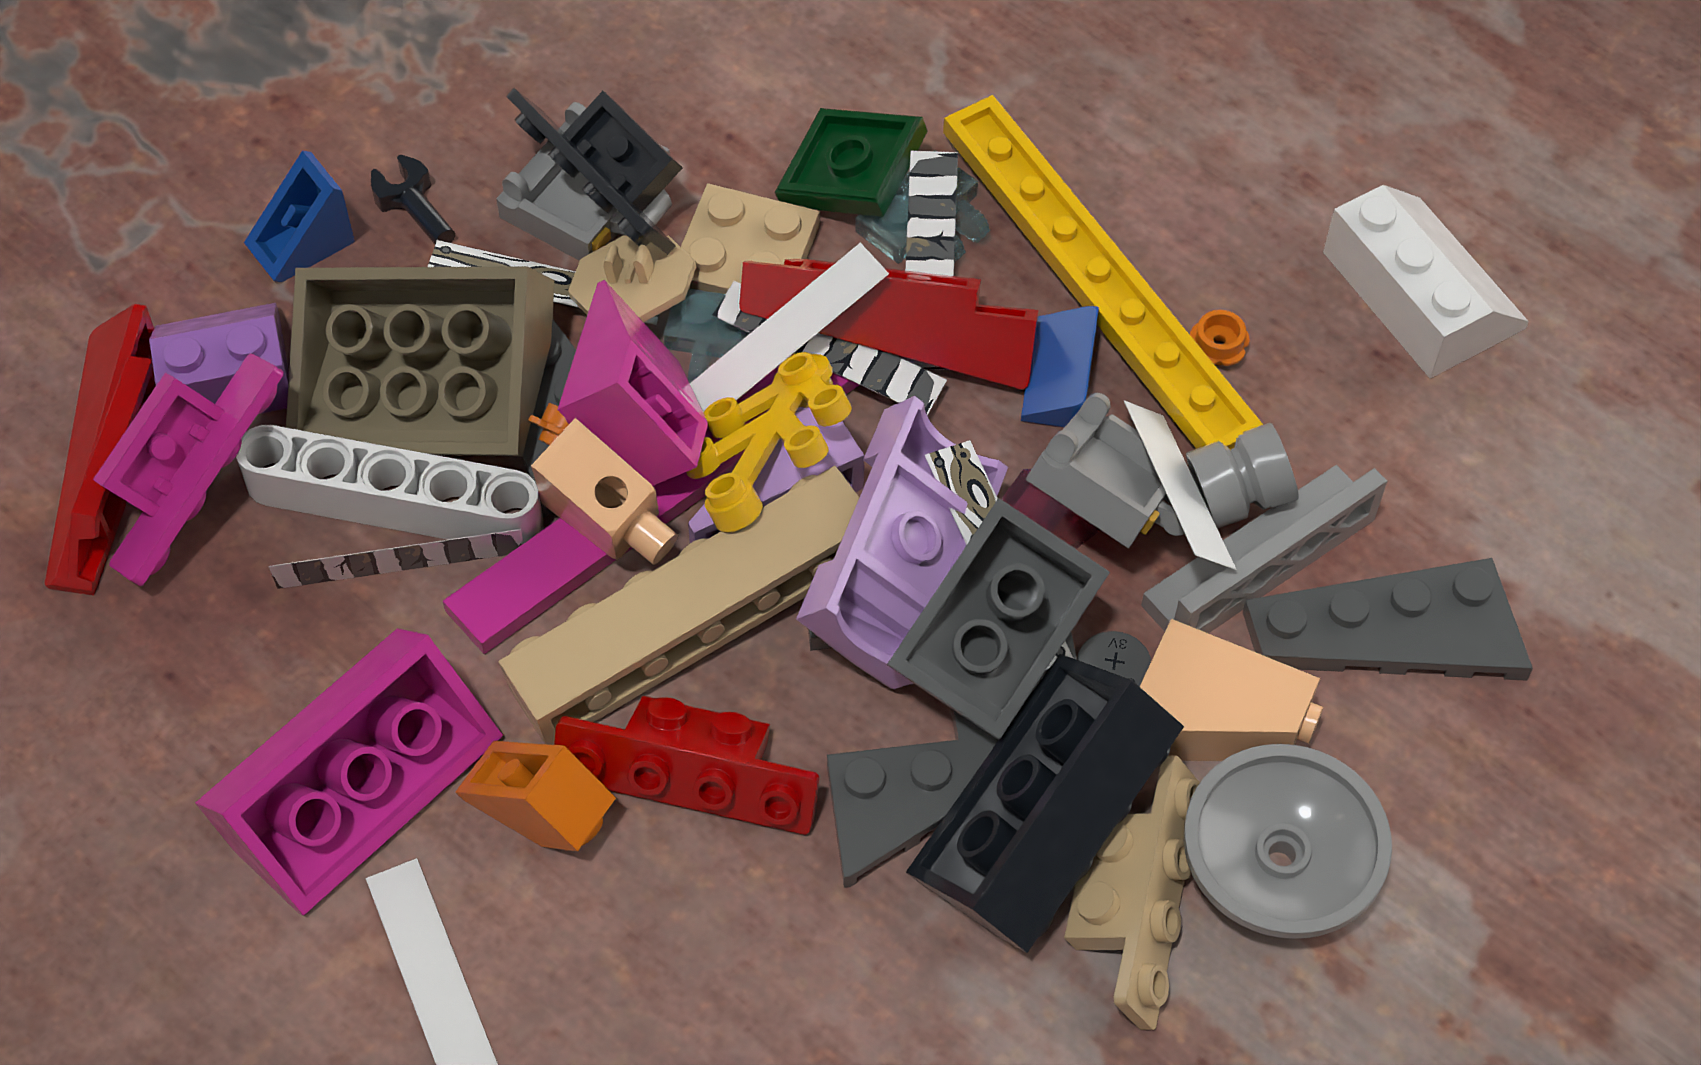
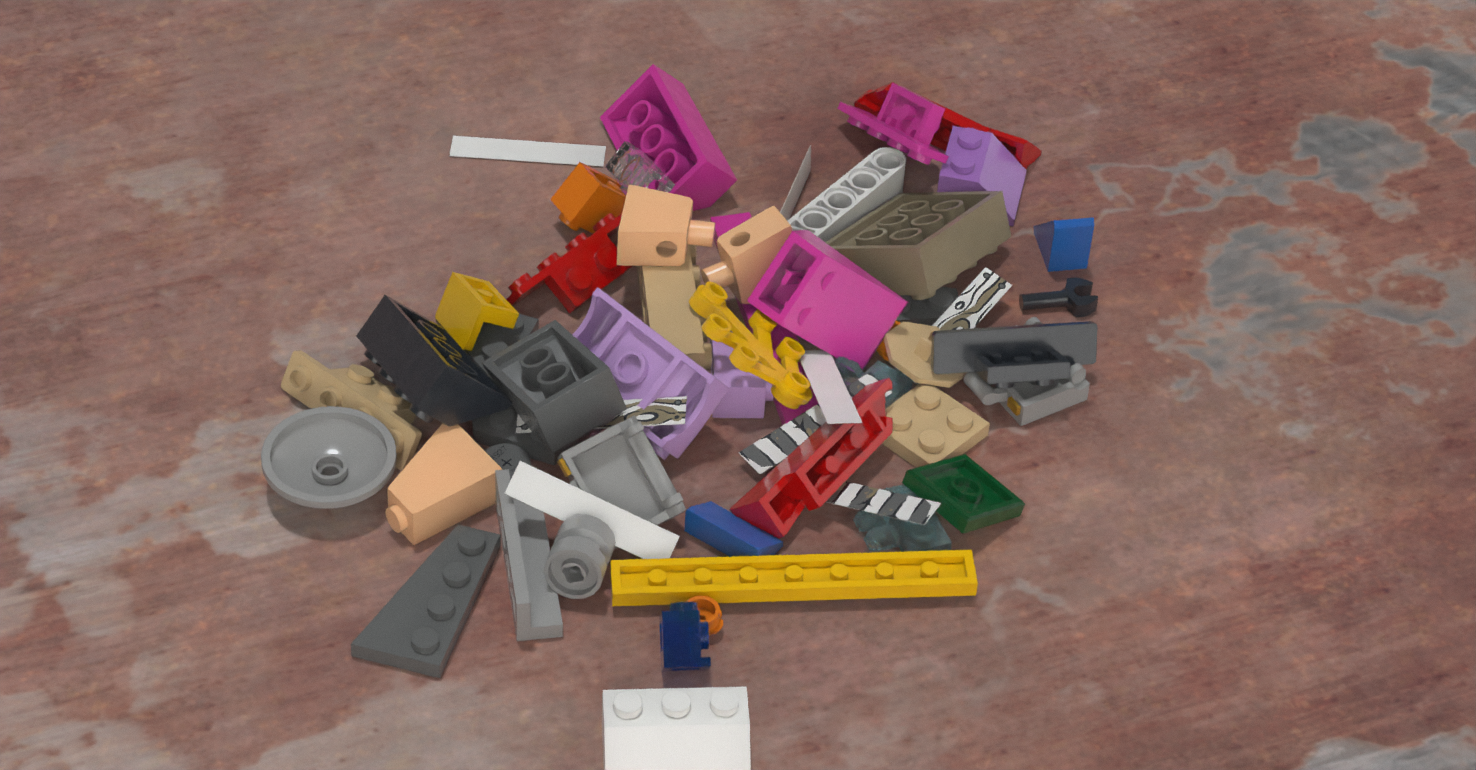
camera: 115 degrees right, 15 degrees down
(455, 761) = (636, 168): none -> clear leg
(627, 621) = (659, 228): none -> light nougat torso
(882, 822) = (468, 304): none -> yellow panel
(1282, 311) = (683, 638): none -> clear blue brick

